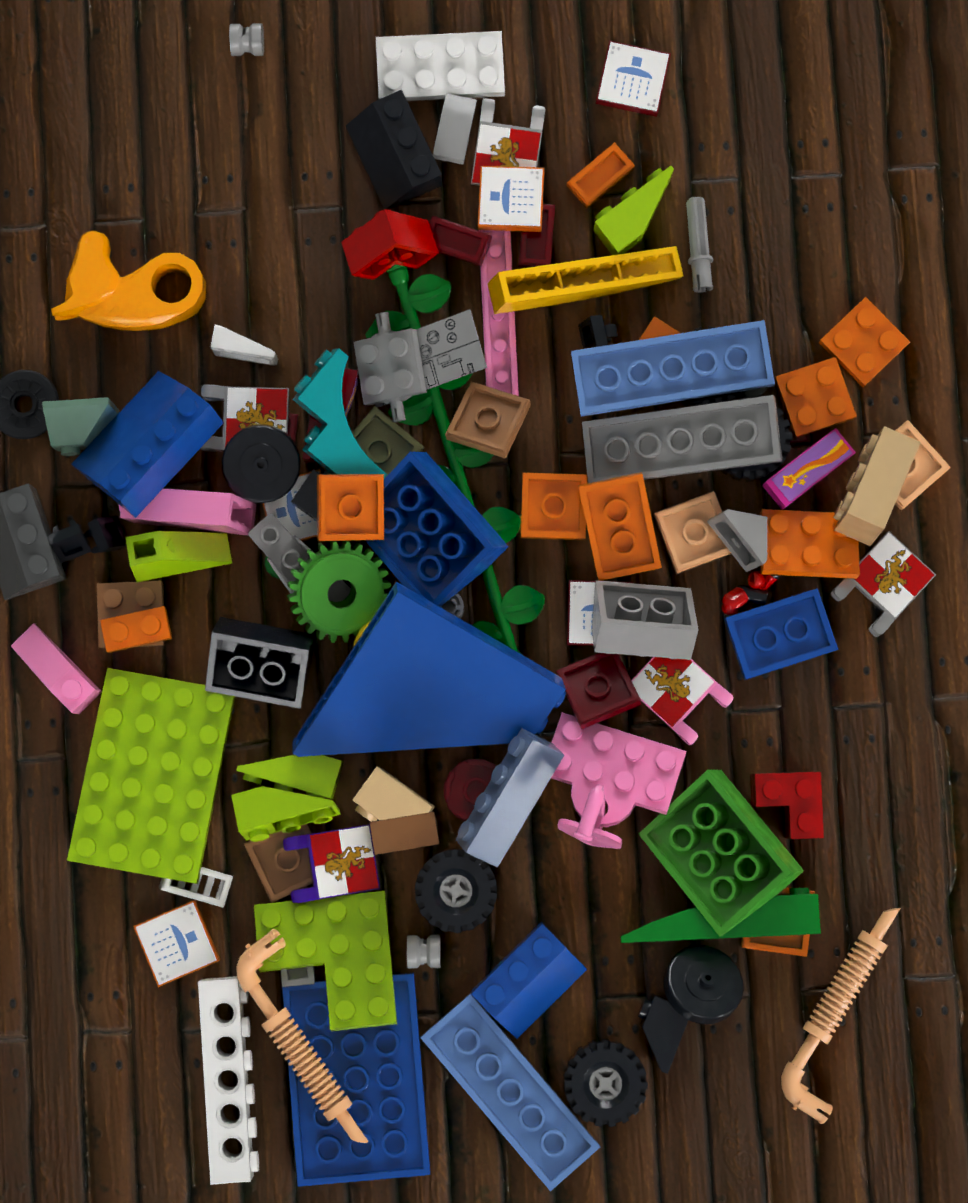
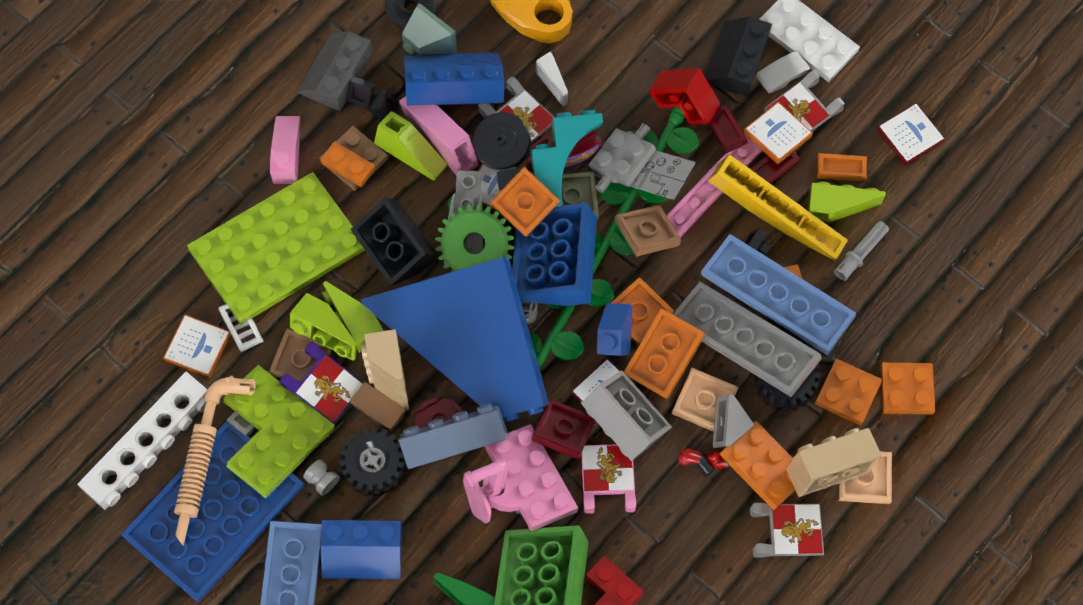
camera: 45 degrees right, 15 degrees down
(554, 549) = (615, 330): none -> blue slope
(781, 634) = (698, 499): blue plate -> none
(808, 469) = (803, 423): slope -> none

